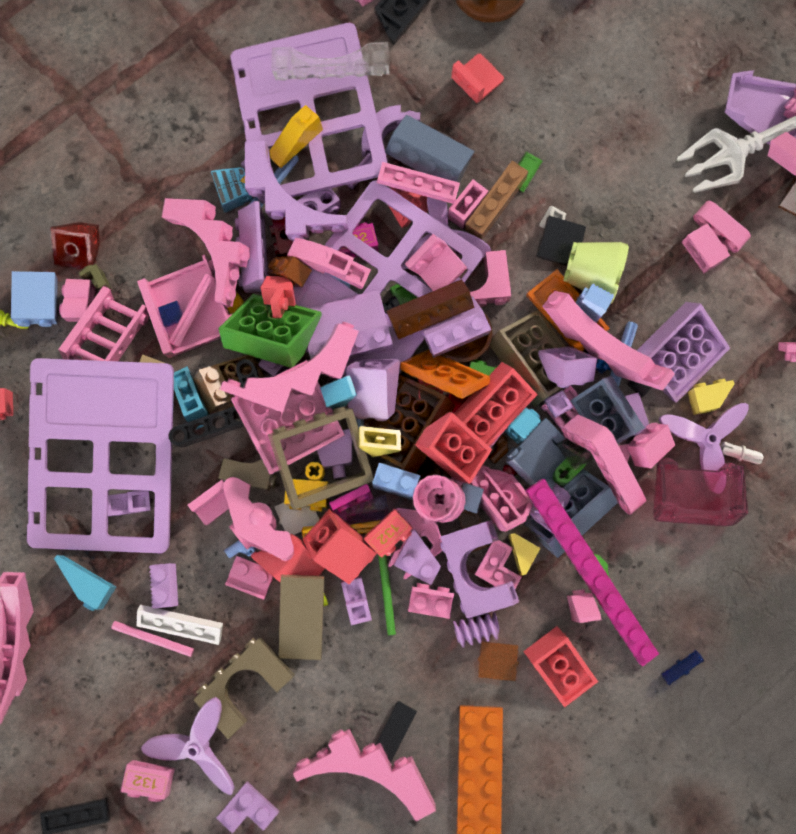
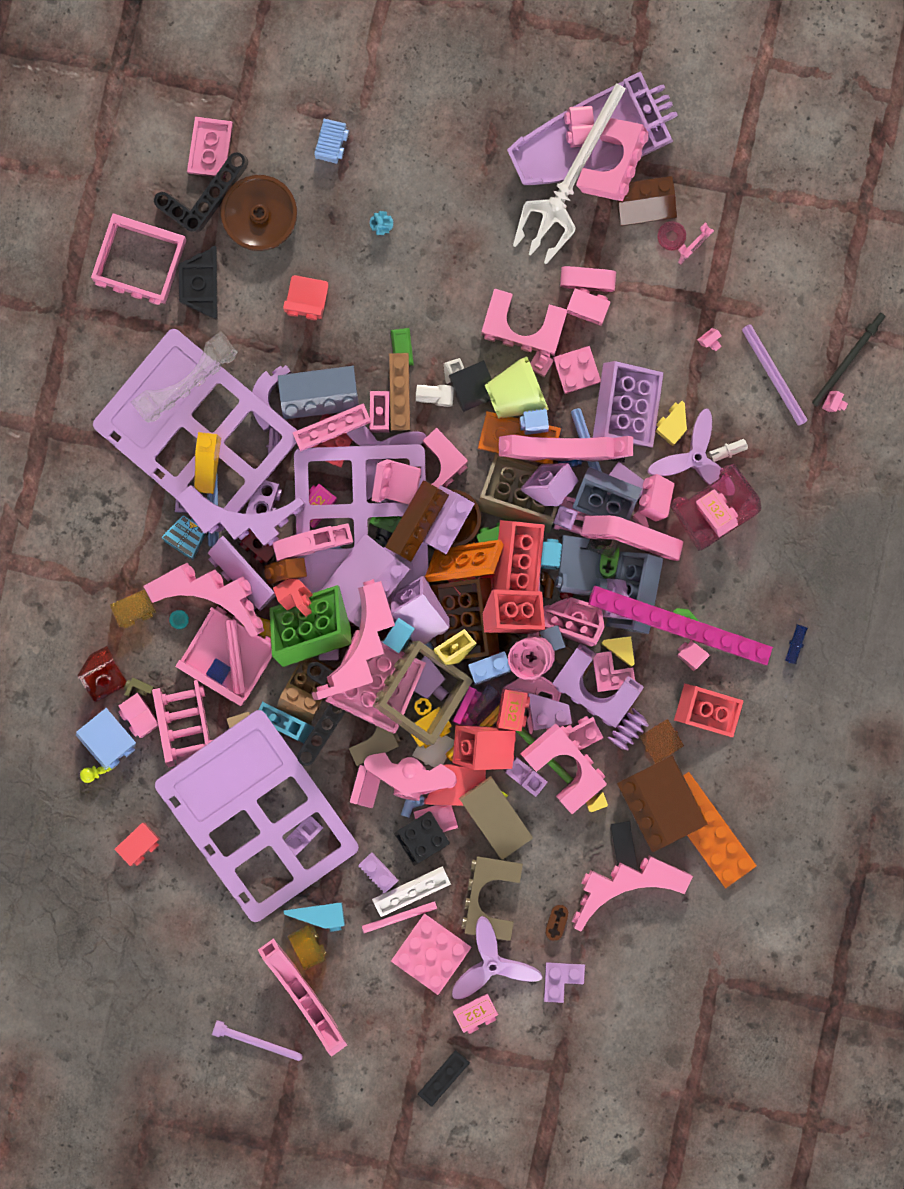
camera: 30 degrees left, 5 degrees up
(52, 603) = (307, 947): none -> clear yellow brick
(143, 212) = (132, 609): none -> clear yellow brick
(153, 694) = (431, 954): none -> bright pink plate
(174, 250) = (179, 619): none -> teal tile
(225, 585) = (421, 838): none -> black bracket
(286, 757) = (561, 924): none -> reddish brown beam
(400, 671) = (596, 802): none -> light yellow slope
(406, 646) = (587, 780): none -> bright pink arch
(457, 721) = (662, 803): none -> reddish brown slope
(527, 229) = (440, 395): none -> white piece
(582, 63) = (381, 223): none -> medium azure gear
(632, 266) = (541, 364): none -> bright pink tile
(645, 247) = (497, 328): none -> bright pink arch
(657, 293) = (577, 370): none -> bright pink plate
(697, 498) = (717, 513): none -> bright pink brick

